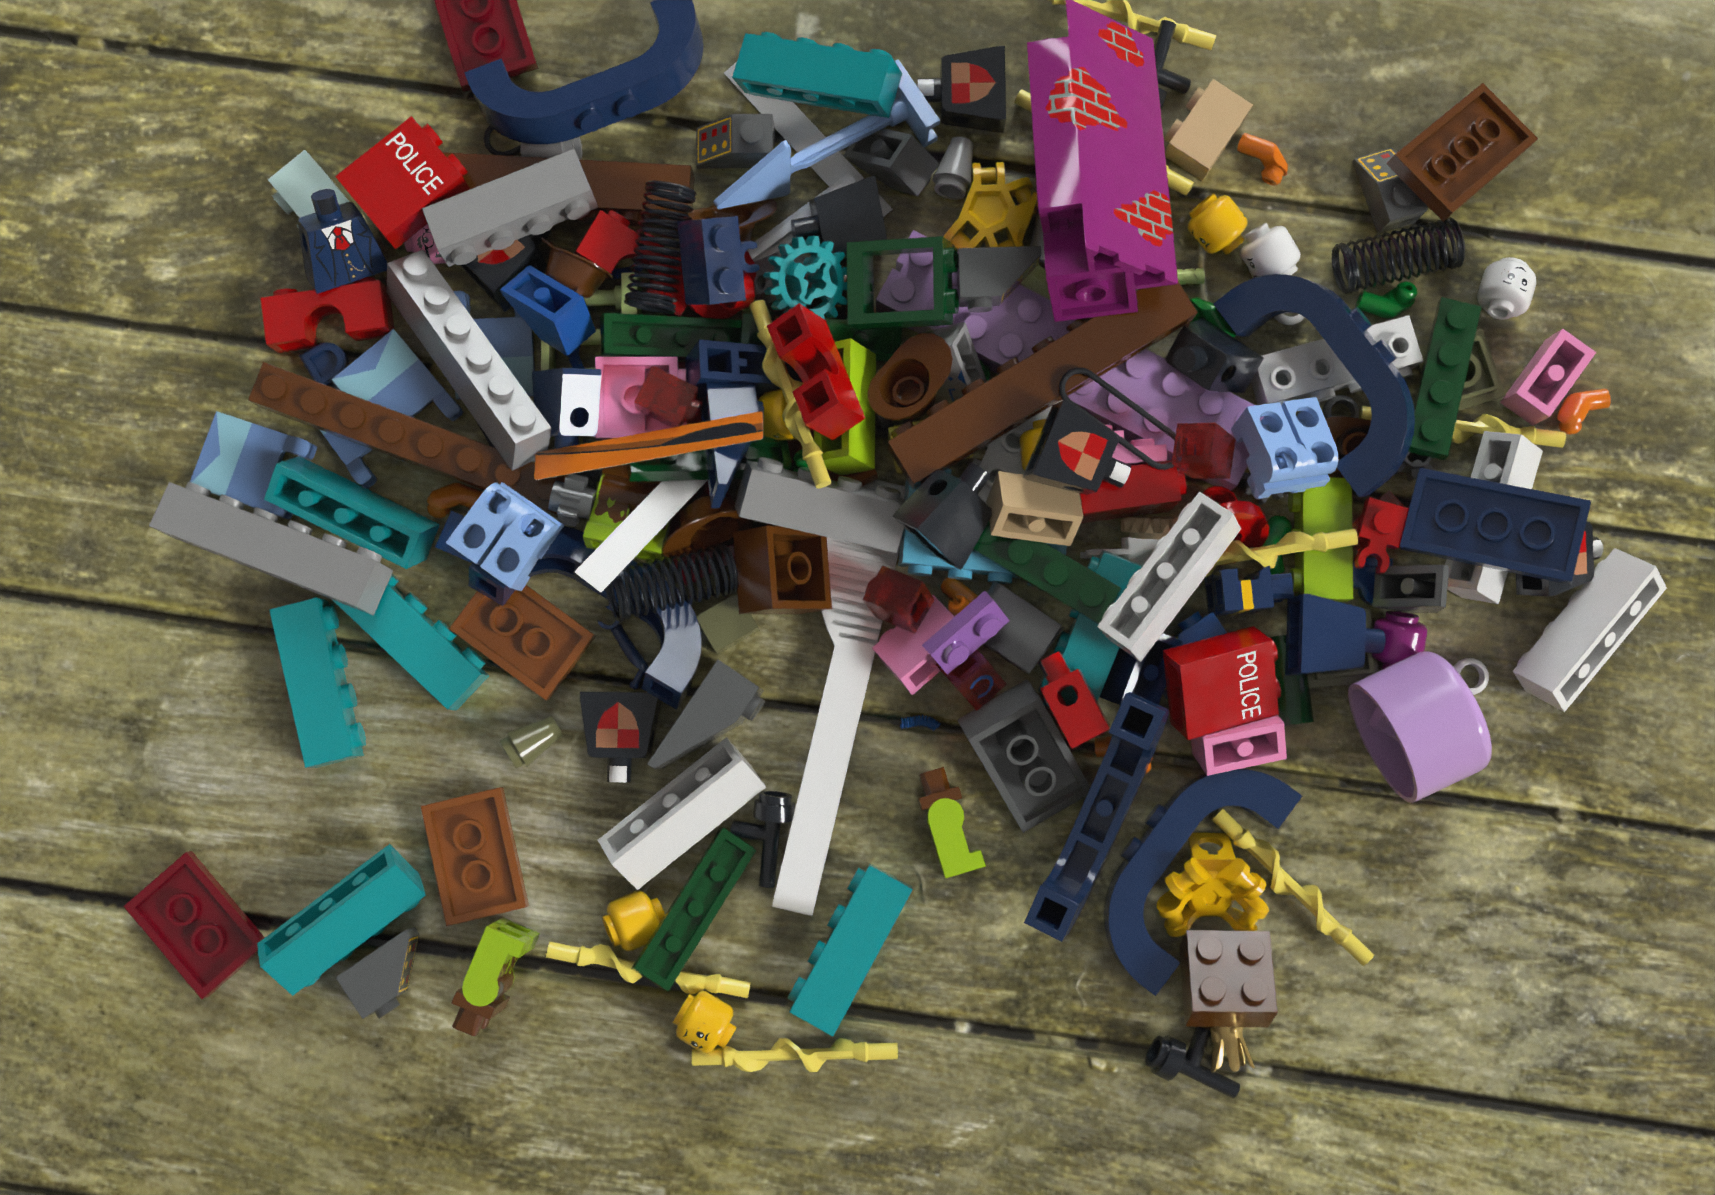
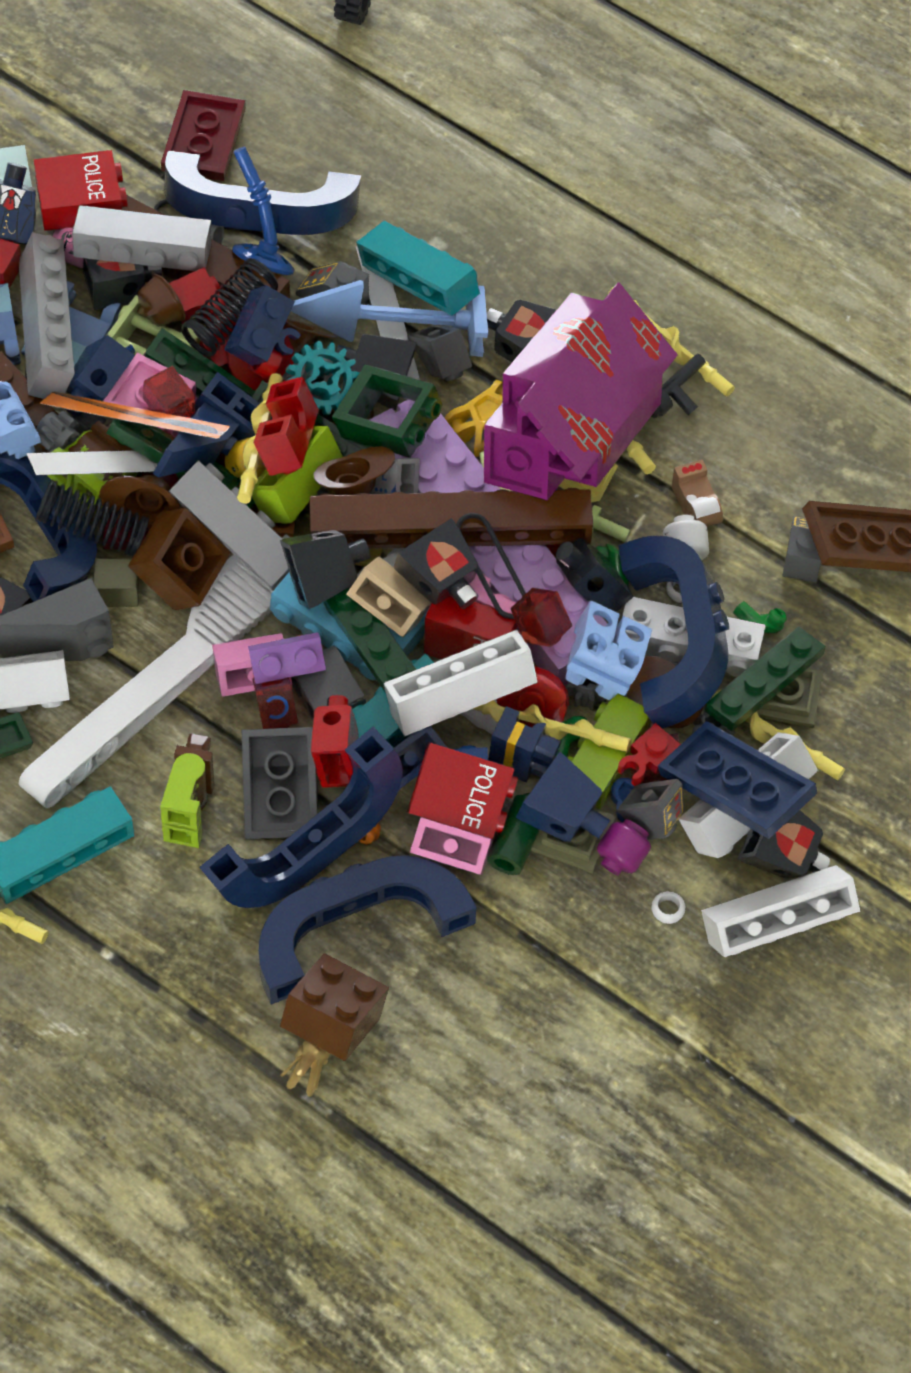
camera: 20 degrees right, 25 degrees down
(550, 309) = (126, 313): blue slope -> none
(629, 650) = (32, 548): dark blue piece -> none
(644, 141) = (267, 249): none -> blue dish
(774, 809) = (63, 719): black piece -> none
(898, 599) = (252, 618): clear red brick -> none
(917, 721) = (218, 725): blue leg -> none
(955, 170) = (481, 378): light grey cone -> none
(992, 274) = (454, 436): dark grey slope -> none
(1169, 1056) = (252, 1048): black piece -> none
(1207, 128) = (689, 439): tan brick -> none
(1211, 887) = (364, 946): yellow piece -> none
(1217, 224) = (657, 503): yellow head -> none
(1252, 192) = (696, 494): none -> medium nougat leg
(1269, 155) = (727, 481): orange arm -> none
(1284, 884) = (427, 980): light yellow piece -> none
(1352, 270) = (827, 607): black piece -> none
(1420, 725) = (597, 894): lavender piece -> none
(1506, 288) = (857, 651): white head -> none
(1548, 377) = (851, 721): bright pink brick -> none
(1577, 406) = (870, 760): orange arm -> none

